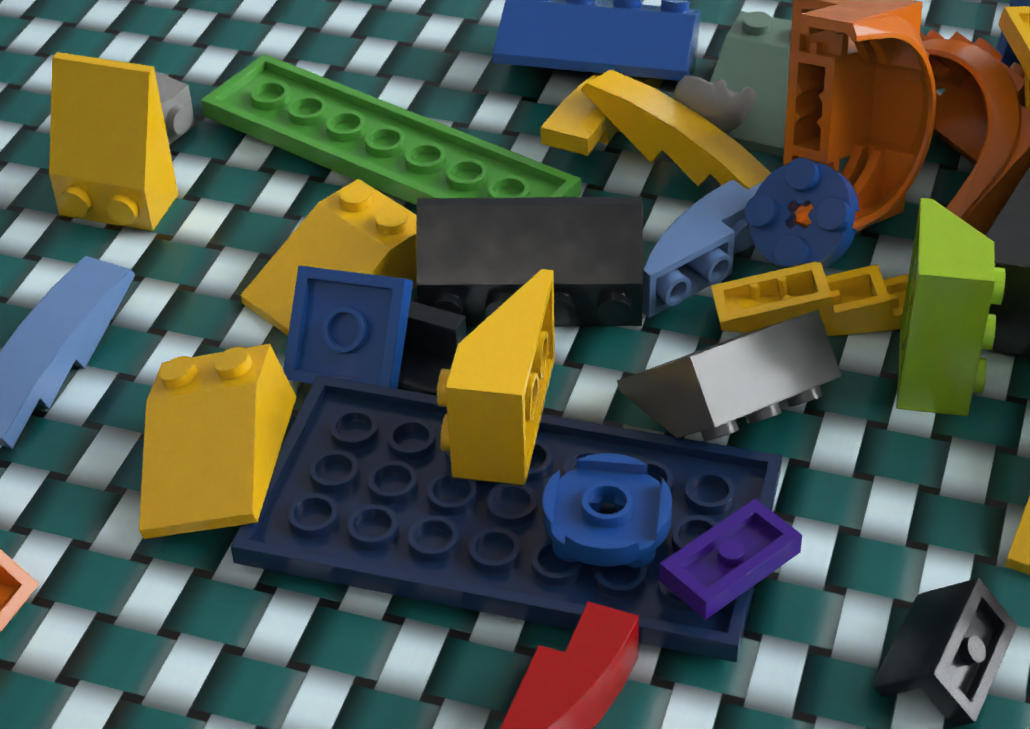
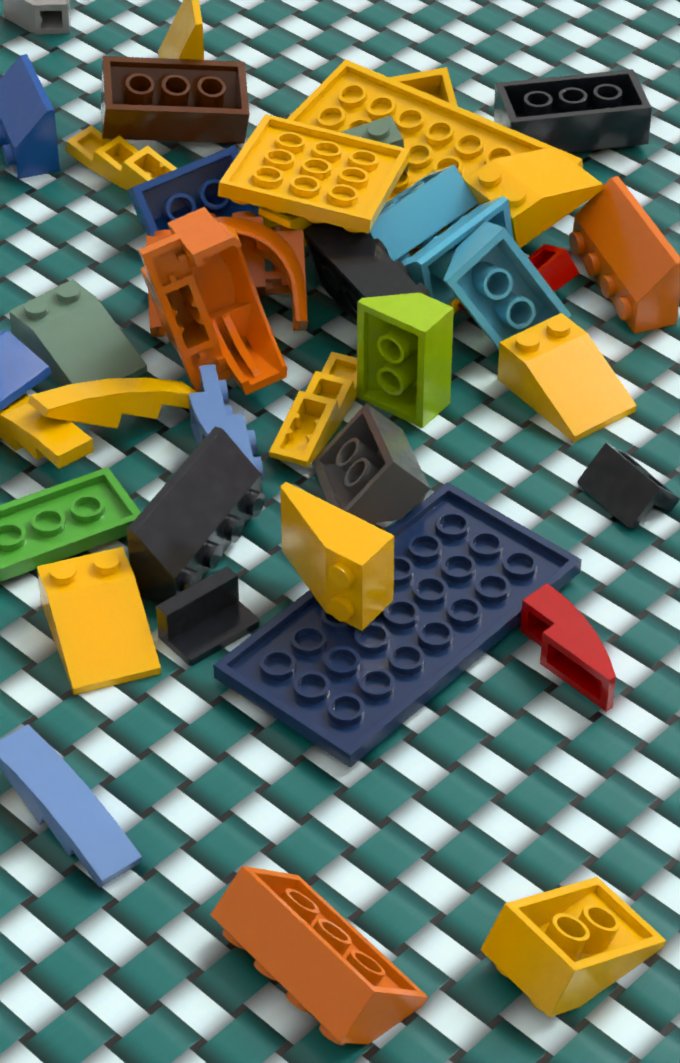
camera: 65 degrees left, 0 degrees up
(212, 440) = (250, 732): yellow slope -> none
(347, 327) = (191, 628): blue plate -> none
(607, 539) = (453, 584): blue plate -> none
(715, 102) = (96, 366): light grey hair -> none
(730, 558) = (528, 529): dark purple plate -> none
(780, 196) = (282, 363): blue plate -> none

